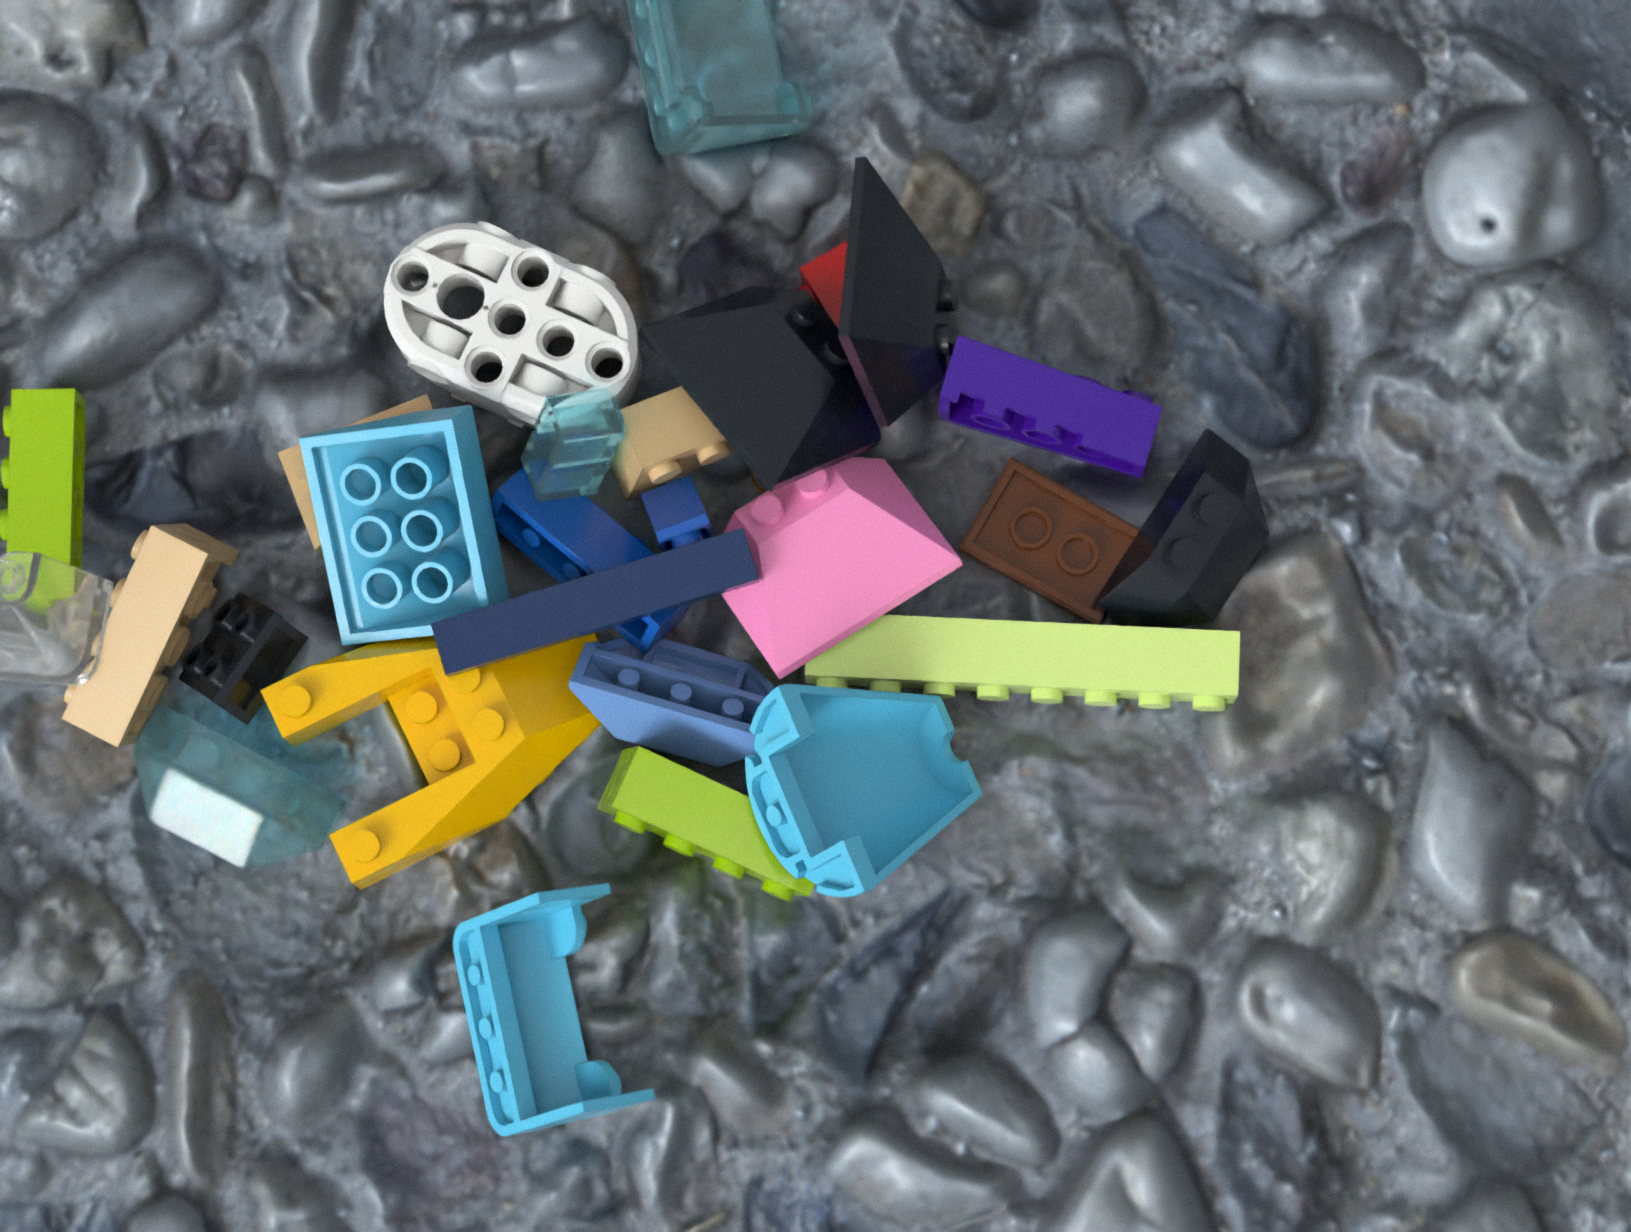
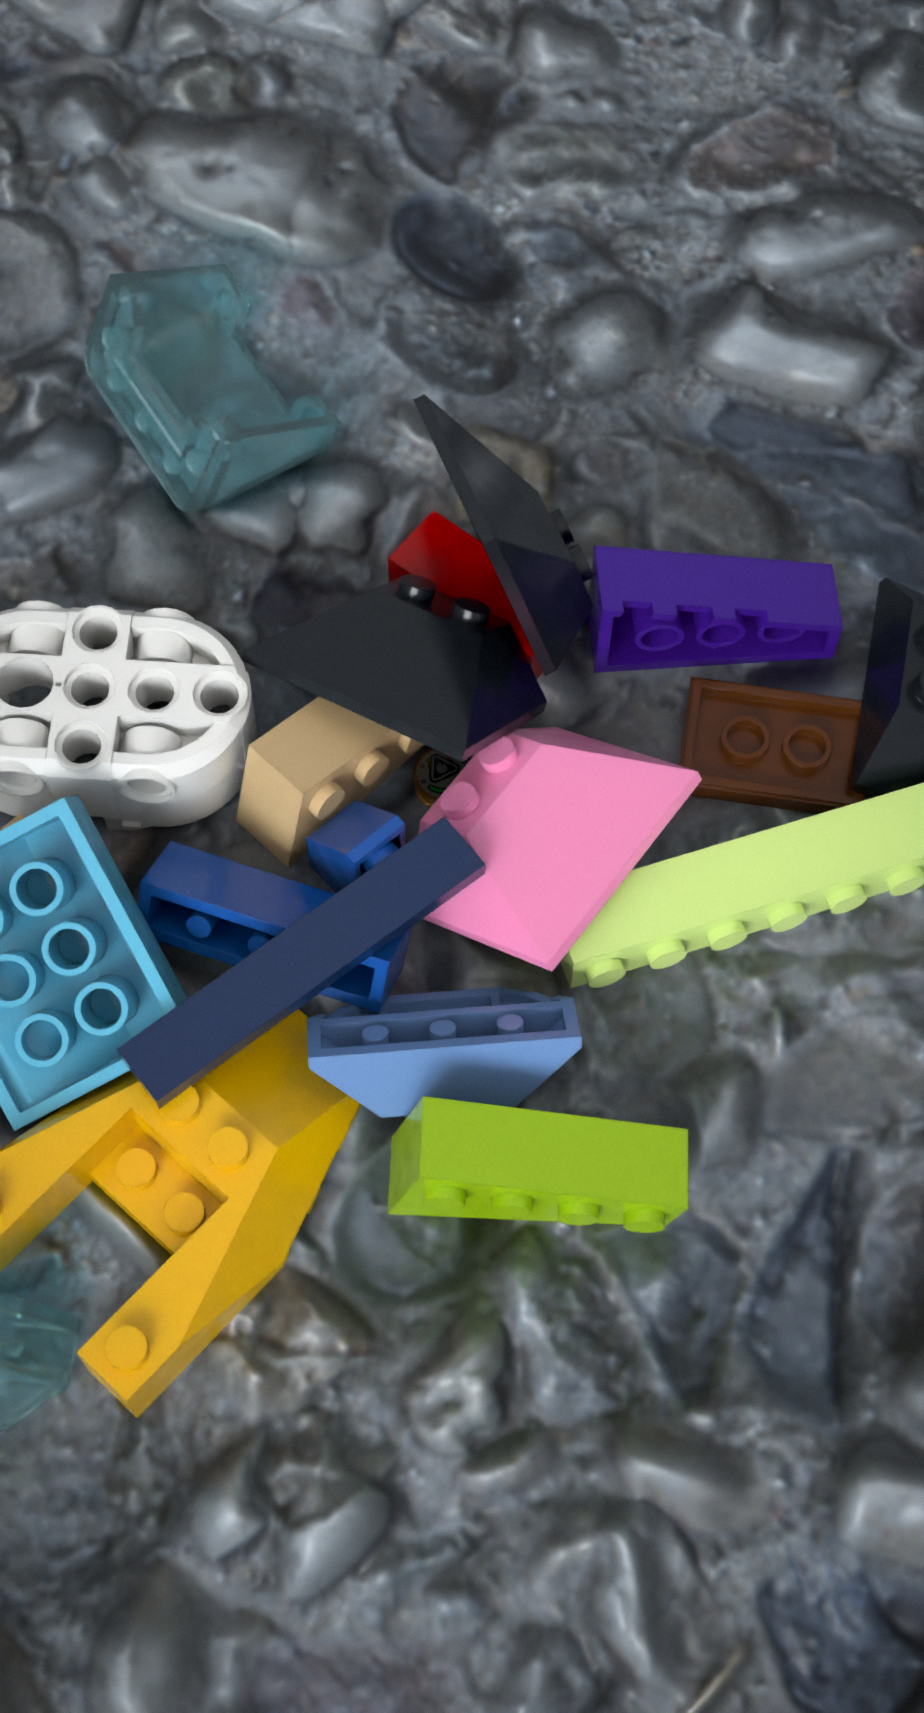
camera: 30 degrees left, 15 degrees down
(527, 1015) = (400, 1491): medium azure windscreen -> none
(572, 444) = (220, 818): clear light blue piece -> none
(853, 781) = (681, 1053): medium azure cone -> none

